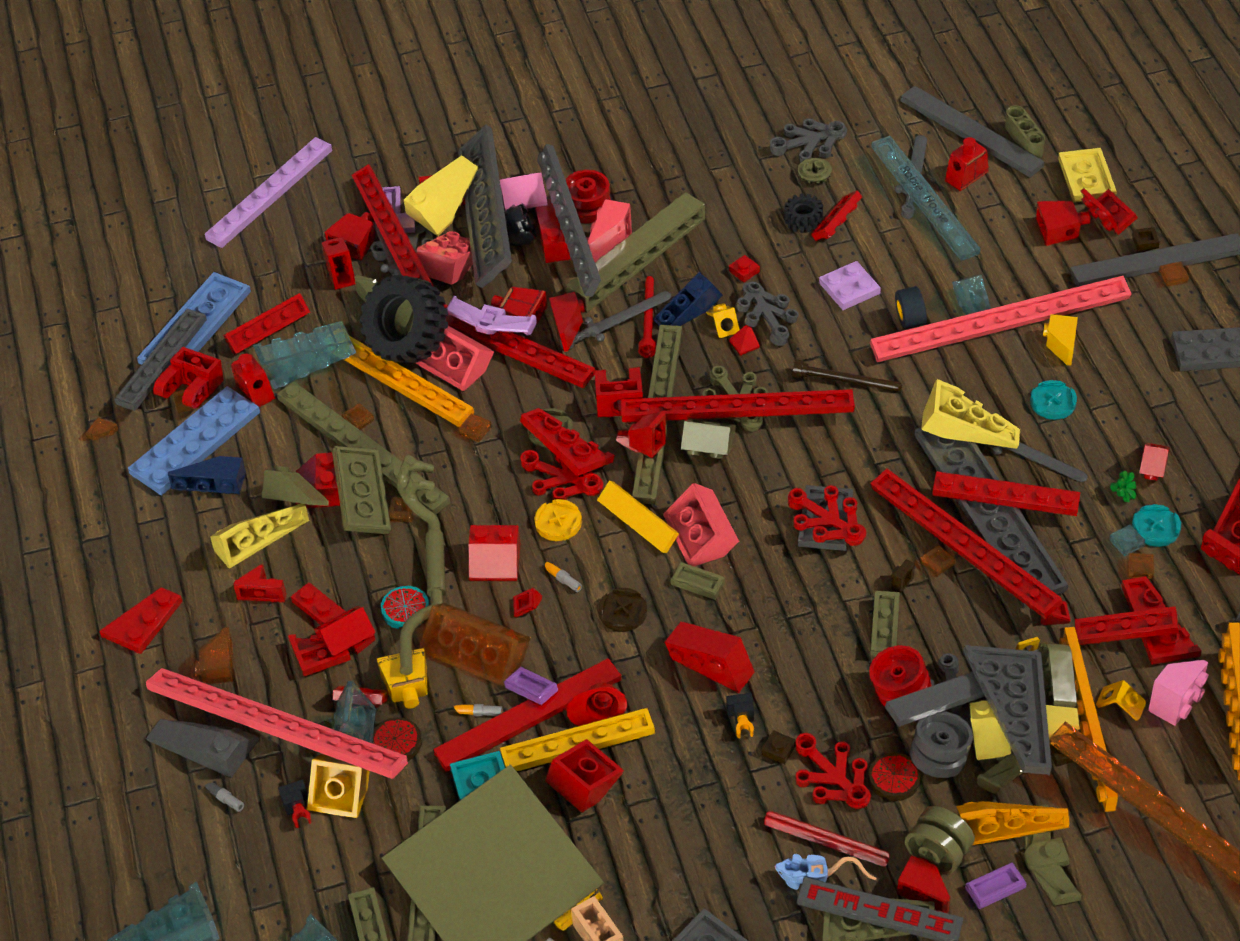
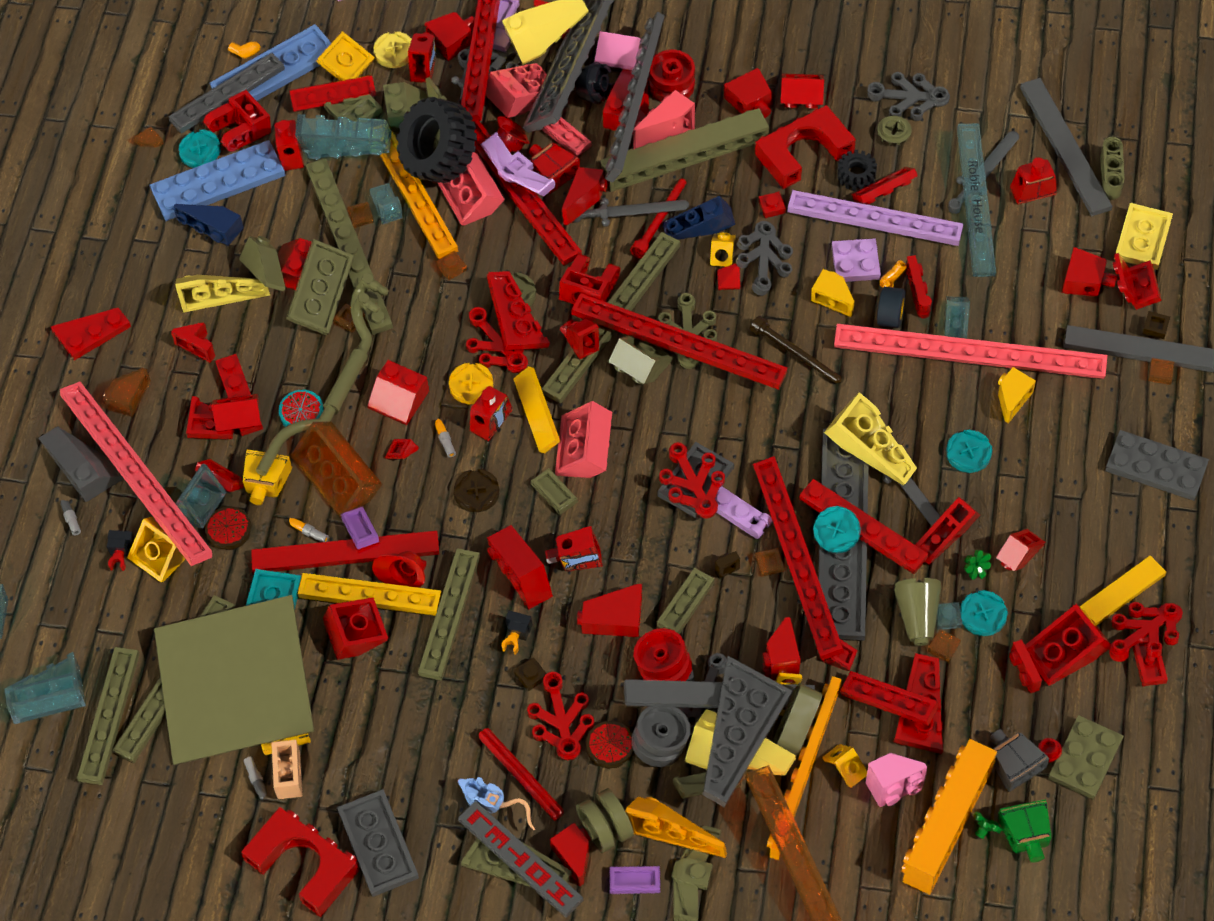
camera: 25 degrees right, 10 degrees up
(156, 319) = (244, 51): none -> light orange arm
(159, 418) = (199, 148): none -> teal tile
(261, 290) = (345, 58): none -> yellow tile
(302, 323) = (355, 108): none -> olive wing
(303, 268) = (392, 49): none -> light yellow tile
(344, 306) = (398, 100): none -> olive slope
(380, 399) = (386, 203): none -> clear light blue bracket
(466, 296) = (511, 134): none -> red piece
(513, 278) = (568, 137): none -> coral tile
(598, 526) = (489, 412): none -> red torso
(665, 185) = (749, 93): none -> red torso
(667, 727) = (449, 614): none -> olive plate
(712, 166) = (802, 89): none -> red slope
(746, 189) = (819, 126): none -> red arch
(757, 618) = (576, 550): none -> red torso
(825, 660) = (613, 613): none -> red slope
(844, 244) = (875, 218): none -> lavender plate
(850, 317) = (832, 292): none -> yellow slope
(887, 530) = (741, 513): none -> lavender plate
(891, 284) = (893, 274): none -> light orange arm
(912, 277) = (918, 287): none -> red plate
(987, 504) = (837, 529): none -> teal tile
(1009, 623) = (781, 653): none -> red slope
(1082, 464) = (947, 529): none -> red slope
(1101, 540) = (919, 607): none -> olive cone

